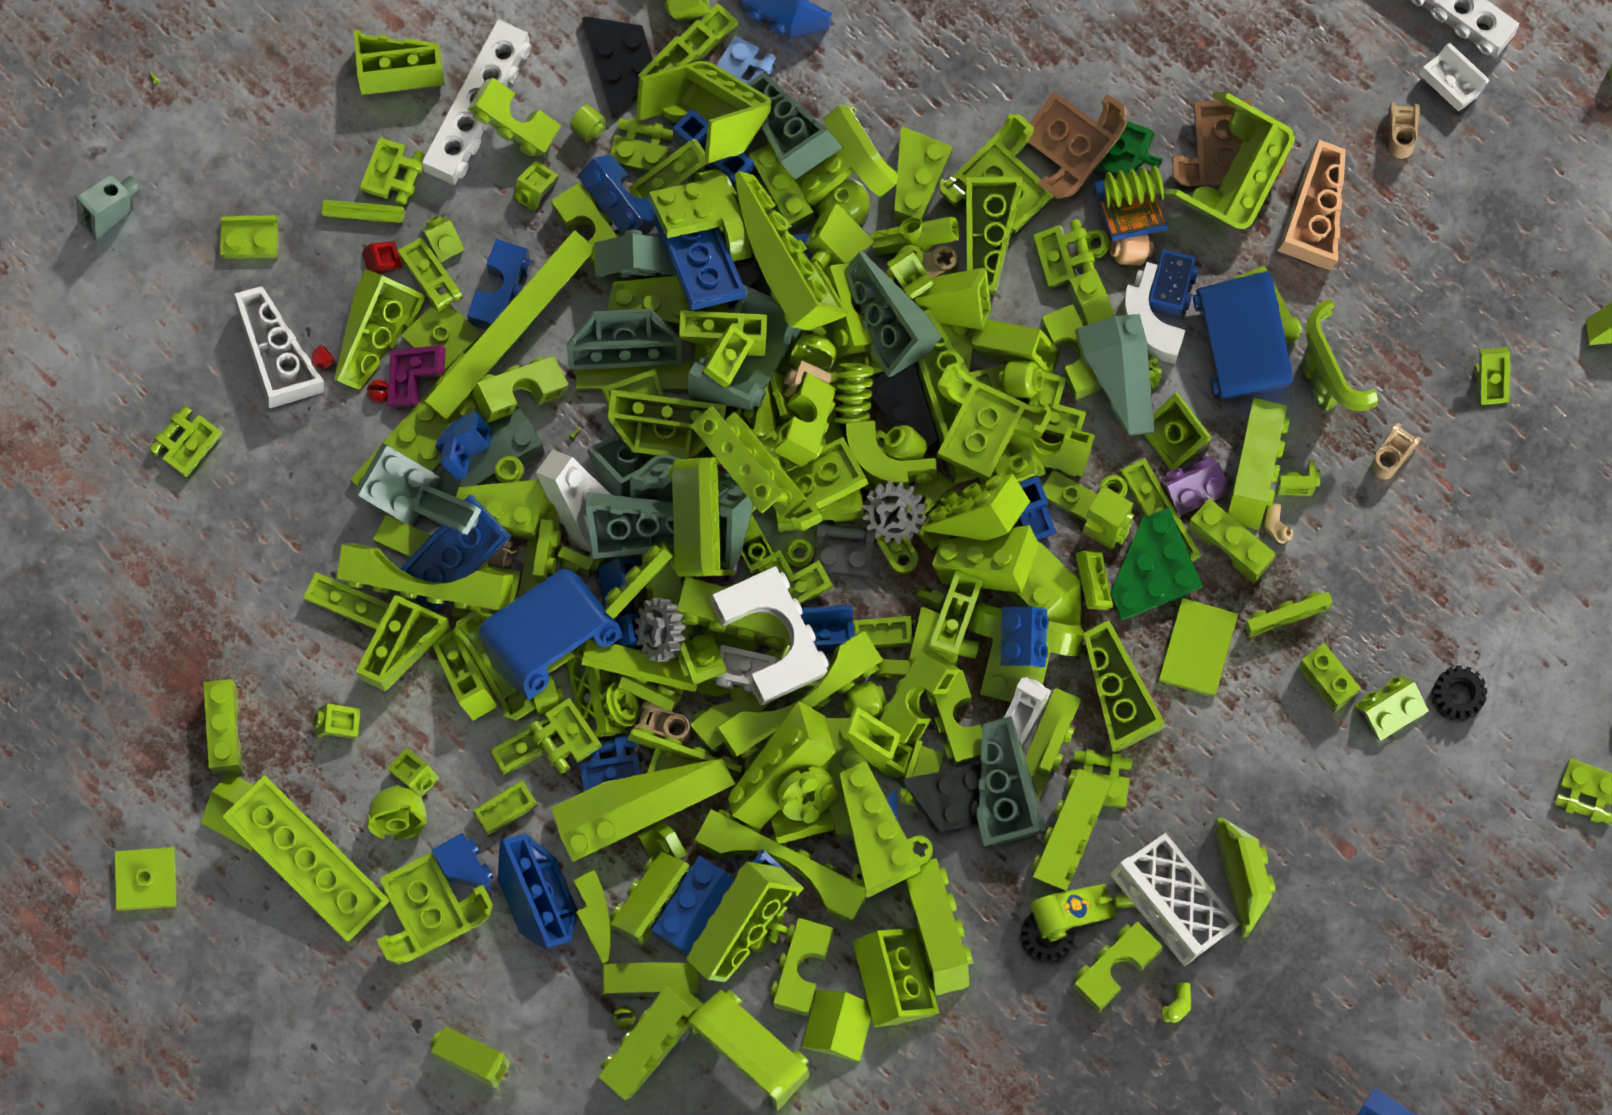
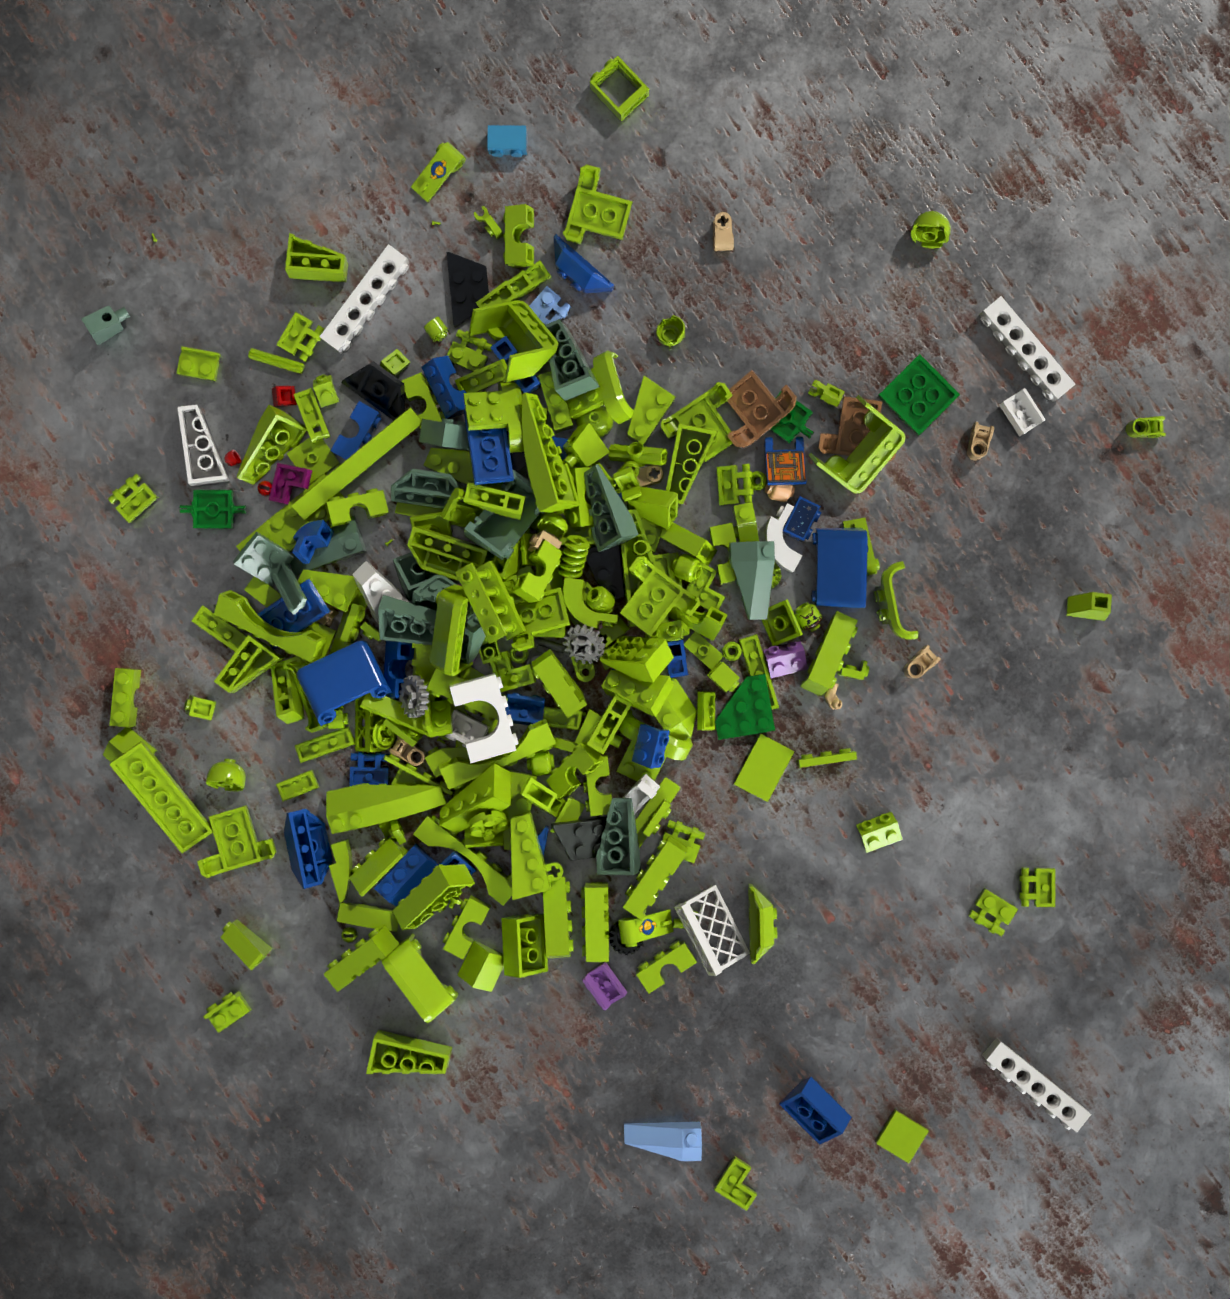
camera: 15 degrees right, 15 degrees up
(145, 879) = (61, 785): lime plate -> none
(307, 434) = (212, 509): none -> green plate
(413, 772) = (242, 750): lime bracket -> none
(460, 863) = (262, 817): blue slope -> none
(493, 108) = (372, 307): lime arch -> none
(509, 469) = (338, 564): lime plate -> none
(520, 219) = (378, 389): none -> black wing
(572, 729) = (348, 745): lime plate -> none
(637, 578) = (406, 660): lime plate -> none
(672, 360) = (460, 511): none -> lime plate
(727, 355) = (492, 522): lime slope -> none
(867, 576) = (559, 683): none -> lime wedge
(926, 62) = (670, 331): none -> lime hair
(934, 599) = (597, 700): lime tile -> none
(997, 918) = (596, 921): none -> lime wedge
(1030, 1014) = (604, 985): none -> medium lavender bracket
(1122, 694) = (708, 795): lime wedge -> none
(1133, 186) = (789, 449): lime piece -> none
(1172, 104) = (829, 393): none -> lime plate
(1180, 1006) = (701, 998): lime arm -> none
(1215, 416) = (808, 616): none -> lime head
(1245, 550) = (801, 703): lime arch -> none
(1301, 83) = (918, 395): none -> green plate
(1315, 214) = (907, 489): light nougat wedge -> none
(1329, 677) = (843, 806): lime brick -> none
(1469, 679) = (913, 832): black tyre -> none
(1493, 375) = (998, 625): lime slope -> none

